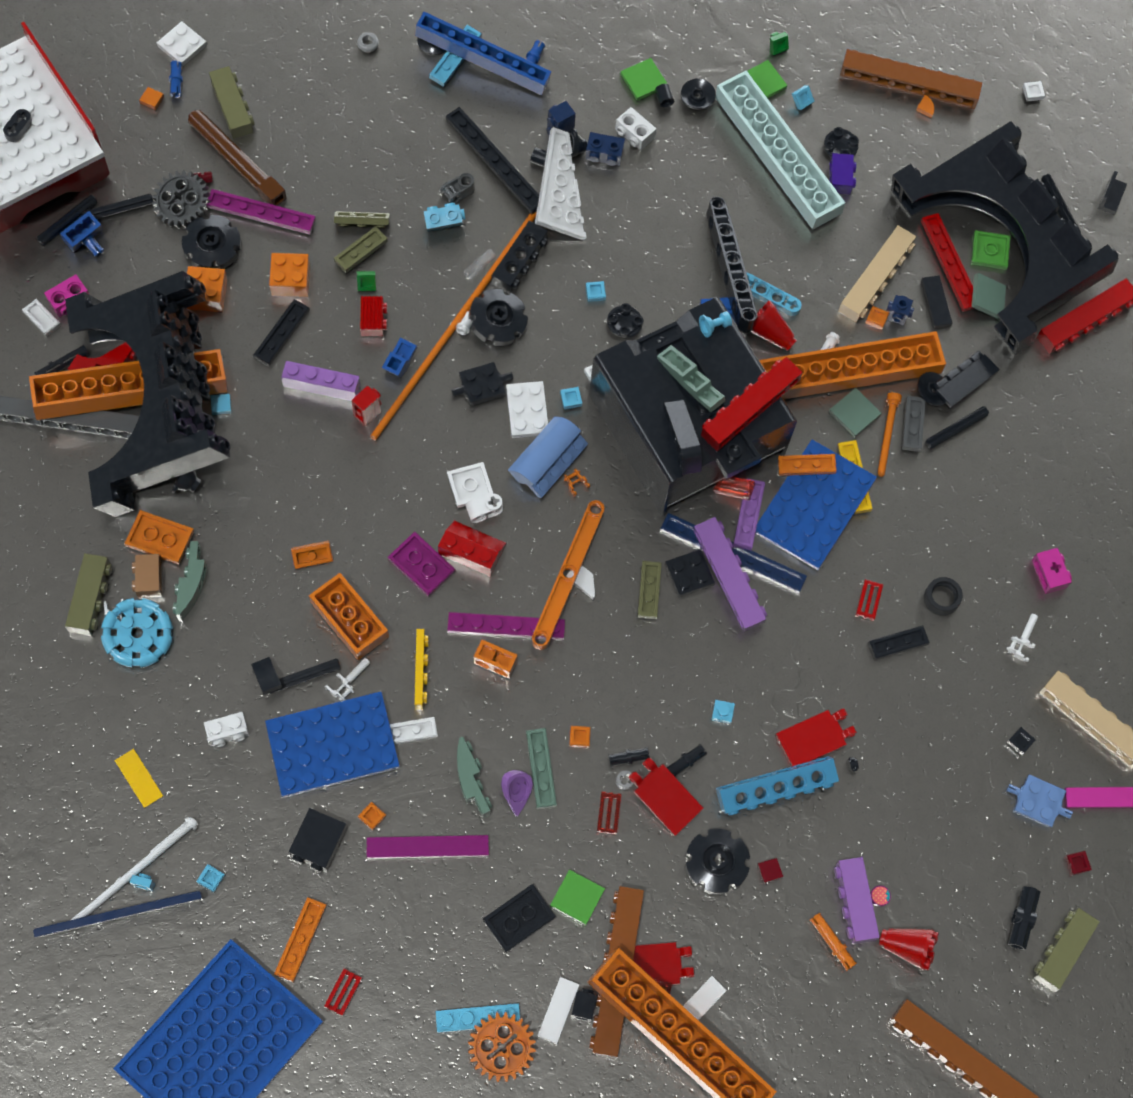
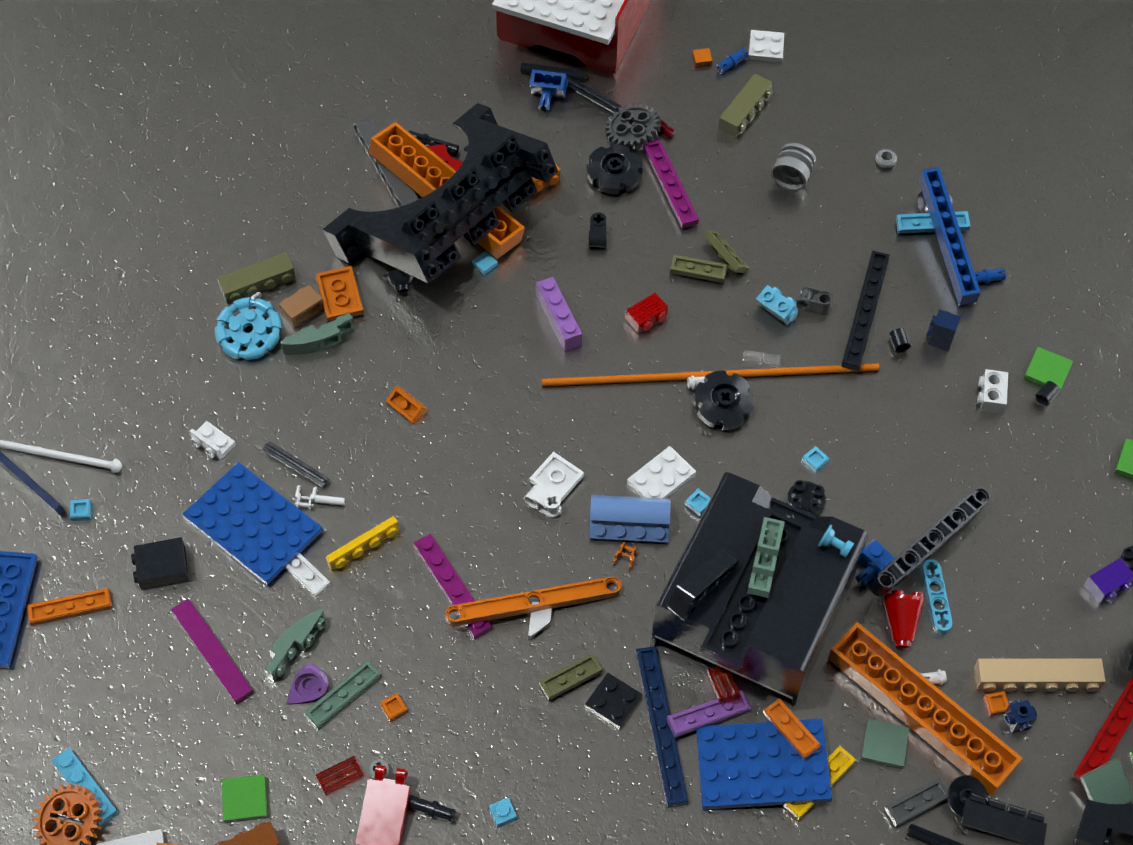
camera: 60 degrees right, 10 degrees down
(41, 317) = (461, 104): white tile -> none
(63, 291) = (499, 107): dark pink brick -> none
(138, 778) = (132, 408): yellow sticker -> none
(142, 881) = (45, 463): medium azure plate -> none
(215, 284) = (571, 189): orange brick -> none
(264, 298) = (598, 231): none -> black piece
(266, 186) = (701, 140): reddish brown brick -> none
(266, 675) = (274, 436): black slope -> none
(281, 332) = (580, 263): black tile -> none
(289, 274) = (632, 235): orange brick -> none
(325, 111) = (793, 166): none -> light grey wheel
(349, 616) = (368, 461): orange brick -> none
(351, 976) = (46, 665): red tile -> none
(366, 280) = (674, 289): green tile -> none
(366, 405) = (562, 356): red brick -> none
(372, 816) = (210, 591): orange tile -> none
(399, 359) = (621, 356): blue brick -> none
(421, 564) = (458, 487): magenta tile -> none
(471, 548) = (501, 513): red slope -> none
(482, 384) = (655, 429): black plate -> none
(495, 659) = (412, 592): orange brick -> none
(519, 918) = (195, 763): black tile -> none
(530, 234) = (786, 376): black brick -> none
(559, 191) = (874, 373): white wing -> none
(577, 143) = (934, 355): black piece -> none
(605, 149) = (952, 381): dark blue brick -> none
(628, 756) = (402, 758): black pin -> none
(698, 88) = (1076, 411): black dish -> none
(729, 574) = (634, 731): medium lavender brick -> none
(751, 403) = (783, 620): red brick -> none
(779, 150) = (1081, 515): light aqua brick -> none
(893, 400) = (925, 769): orange piece -> none
(936, 301) = (1060, 746): black tile -> none

